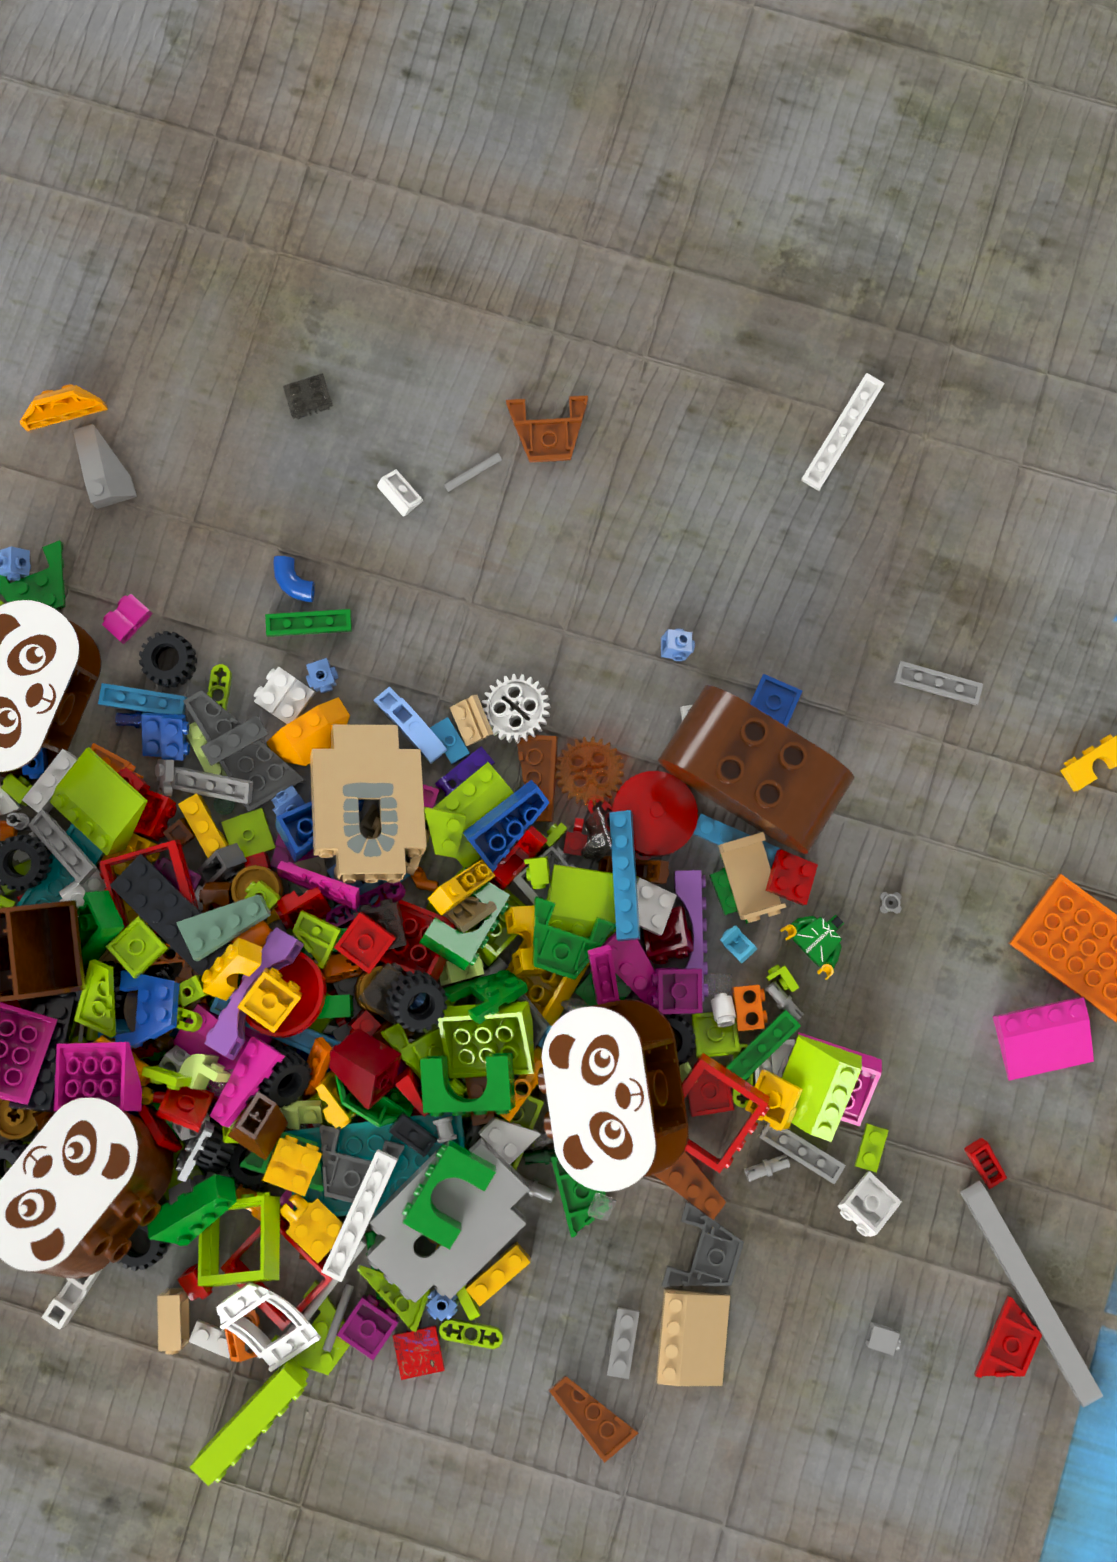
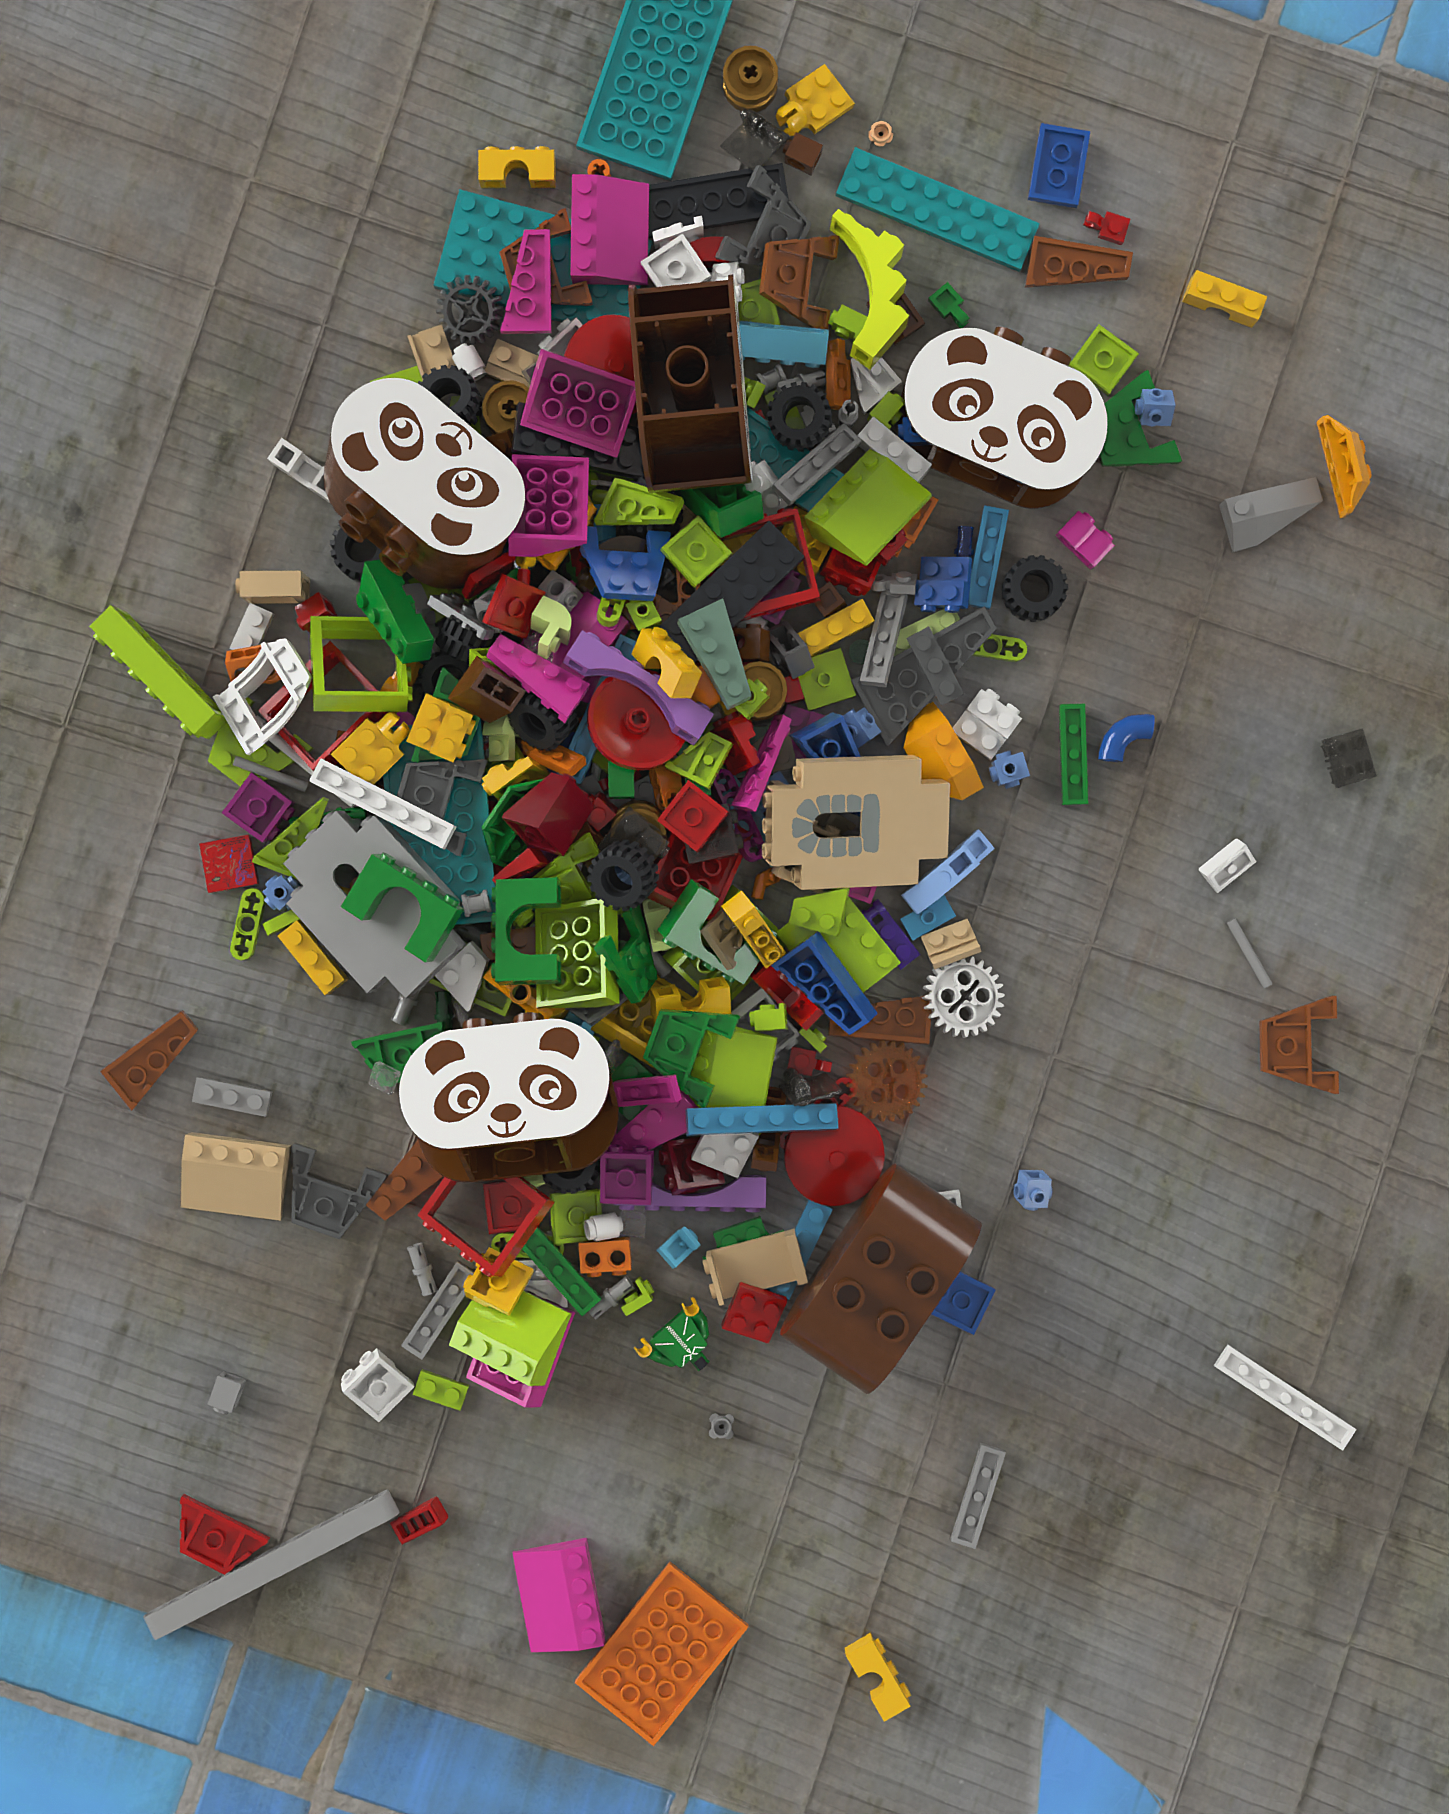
camera: 85 degrees right, 5 degrees up
(161, 1075) = (547, 580): lime plate -> none
(270, 999) = (630, 707): yellow plate -> none
(413, 1134) = (471, 866): black plate -> none

